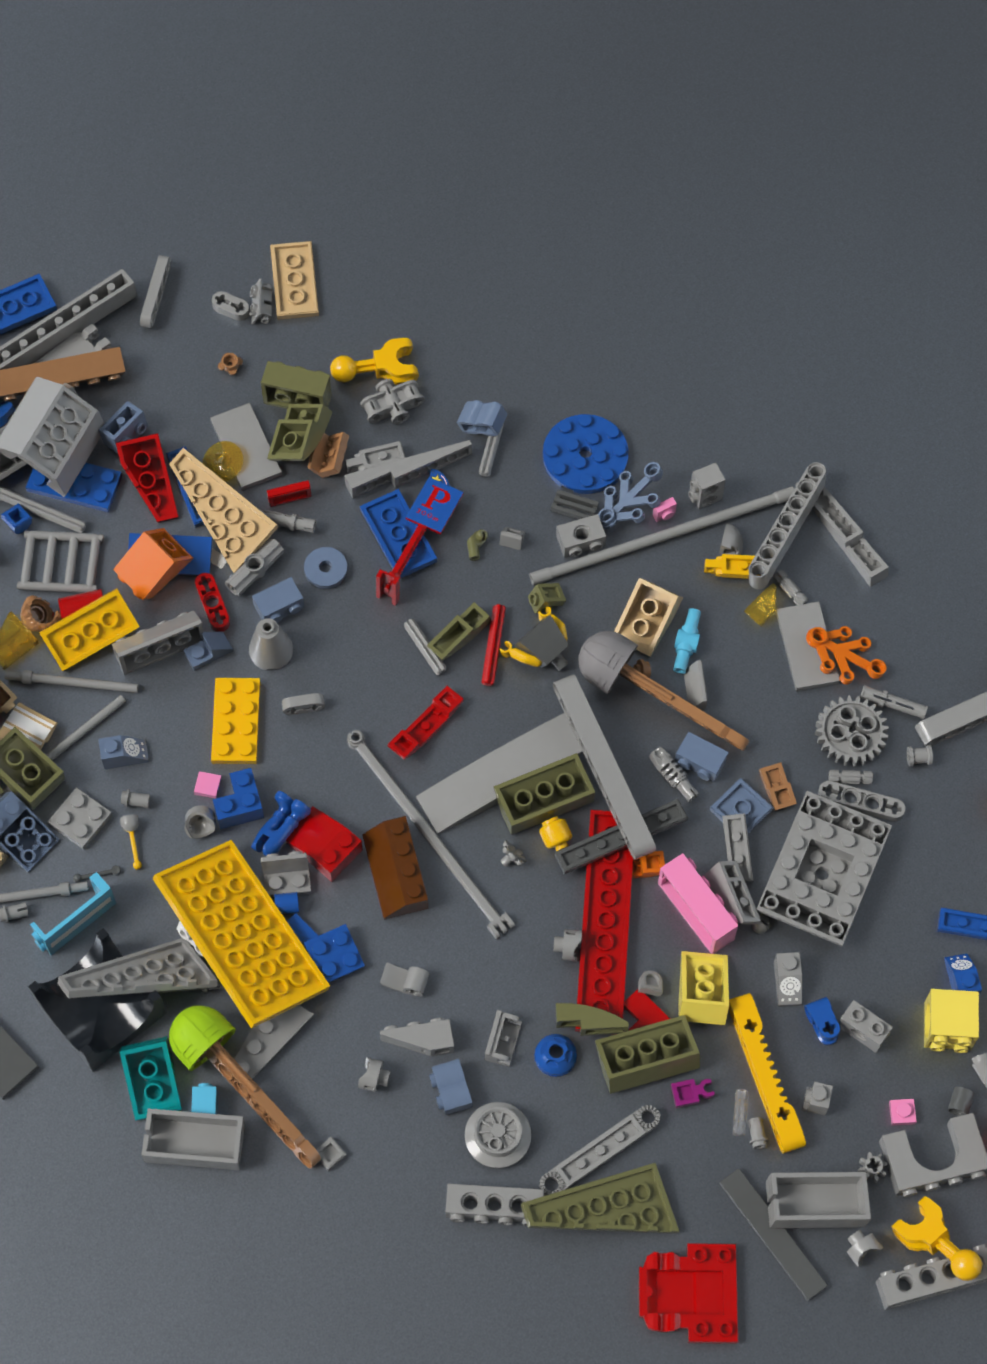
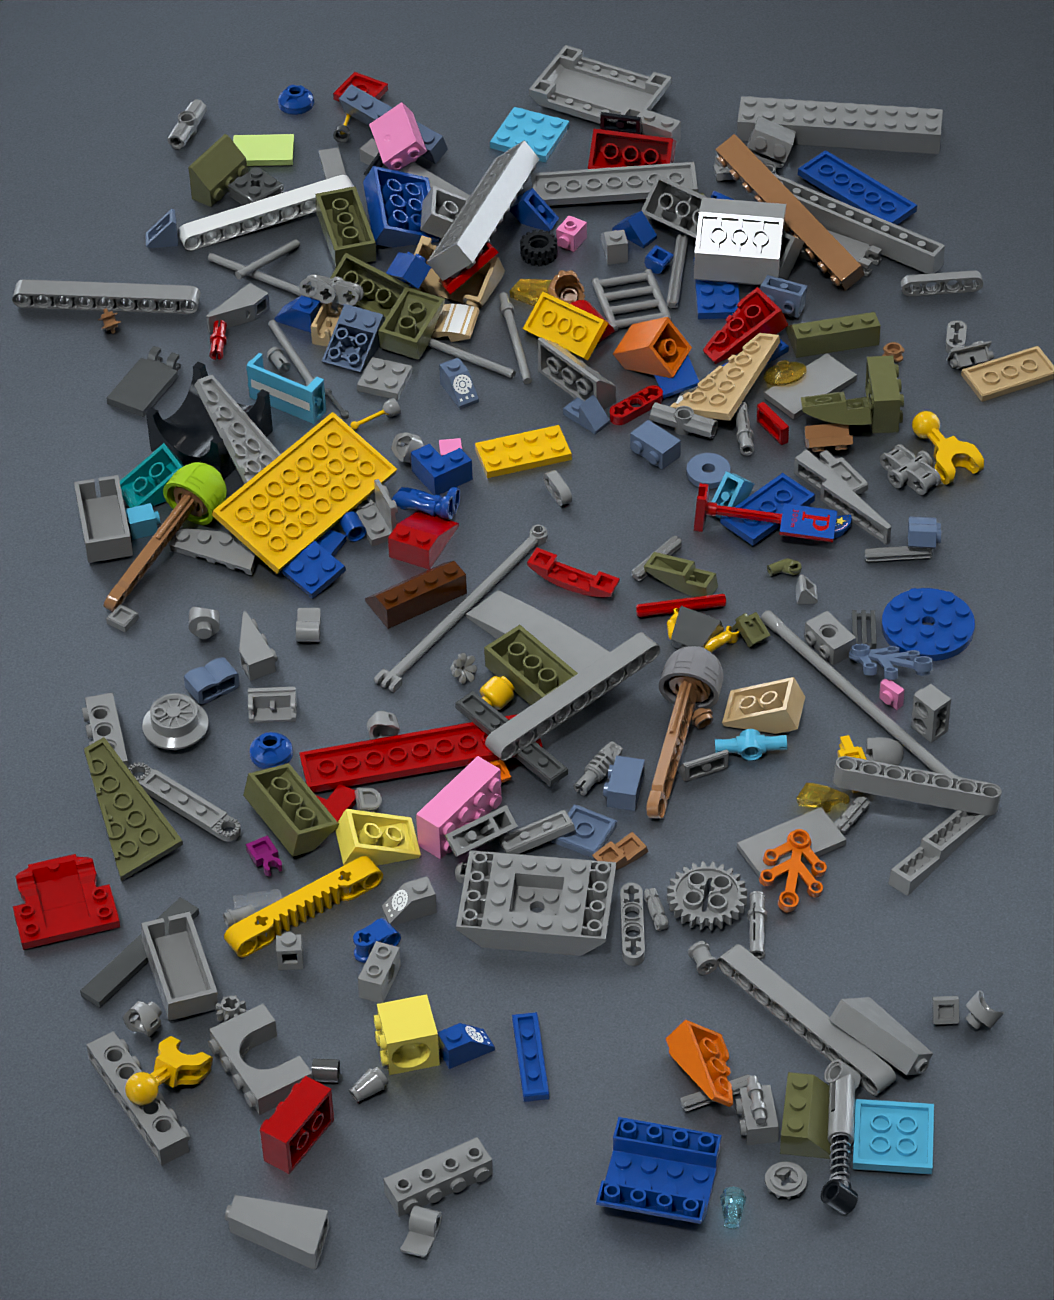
camera: 75 degrees right, 20 degrees down
(135, 799) = (415, 401): light grey pin -> none
(183, 402) = (834, 334): none -> olive slope
(270, 646) = (606, 445): light grey cone -> none
(370, 556) = (732, 490): none -> medium azure slope
(589, 1019) = (306, 751): olive slope -> none
(902, 1112) = (300, 1028): bright pink plate -> none

